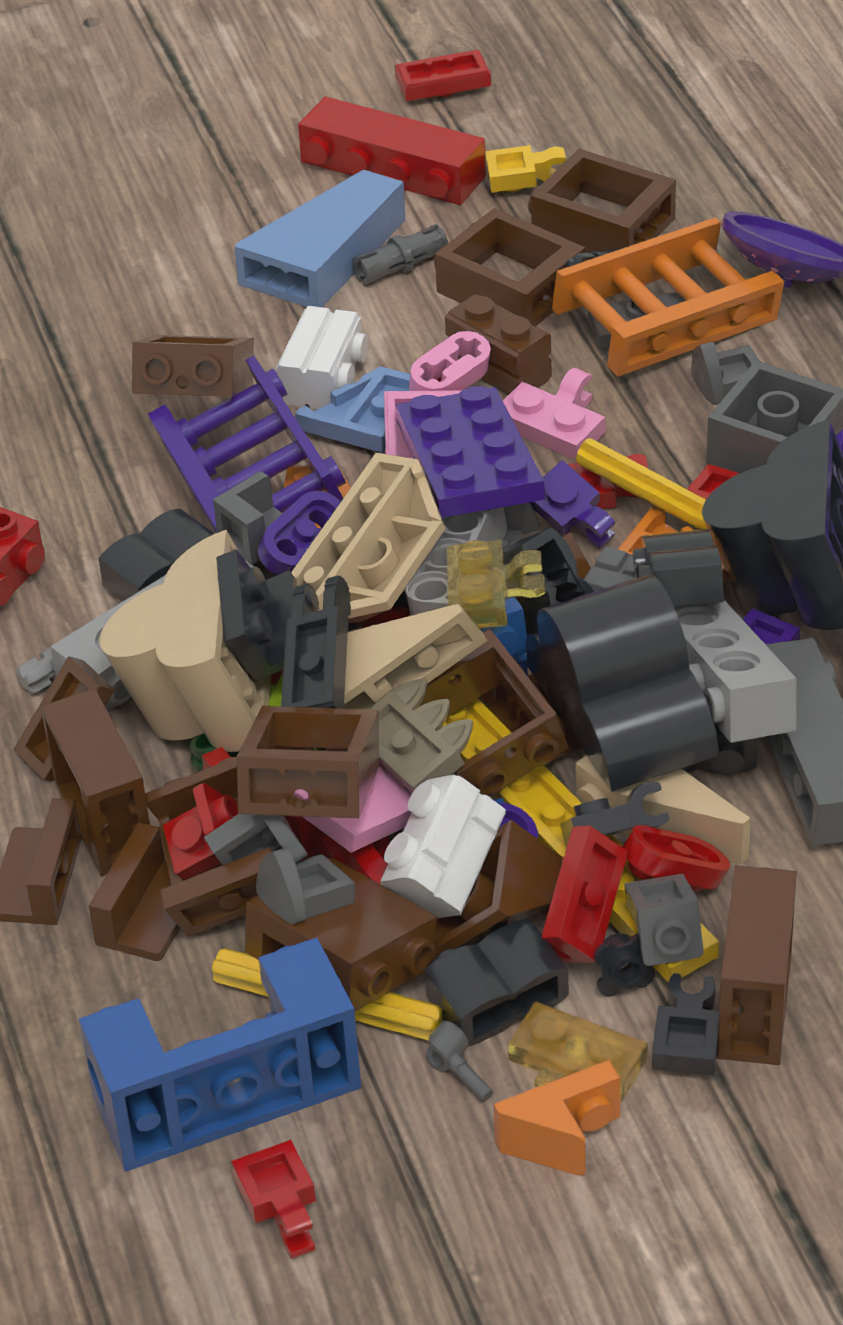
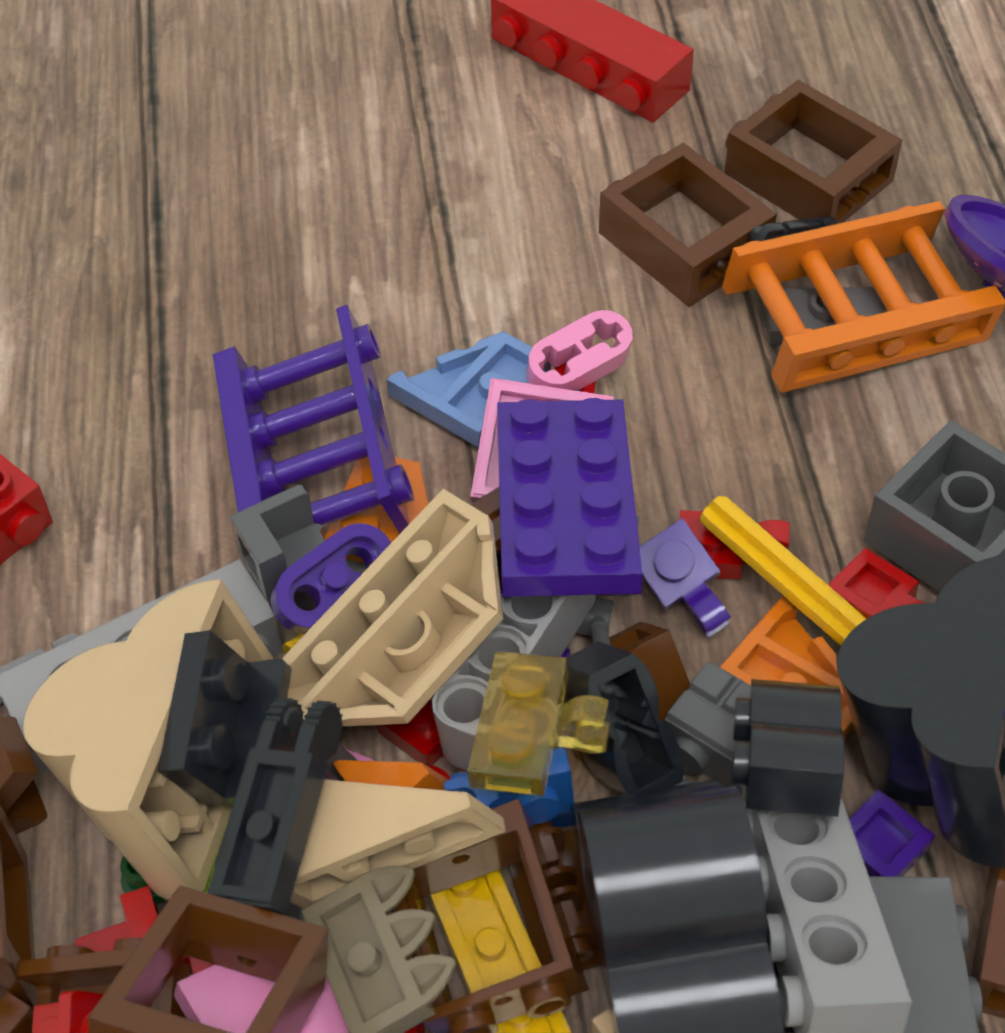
camera: 10 degrees right, 10 degrees up
(147, 556) = (167, 554): black brick -> none
(197, 362) = (283, 291): reddish brown window -> none
(312, 248) = (484, 148): medium blue slope -> none
(321, 356) = (438, 304): white brick -> none
(399, 254) = (566, 179): dark grey pin -> none
(517, 348) = (666, 340): reddish brown brick -> none
(519, 167) = (726, 88): yellow plate -> none
(558, 419) = (693, 438): bright pink plate -> none
(719, 371) = (913, 409): dark grey tile -> none

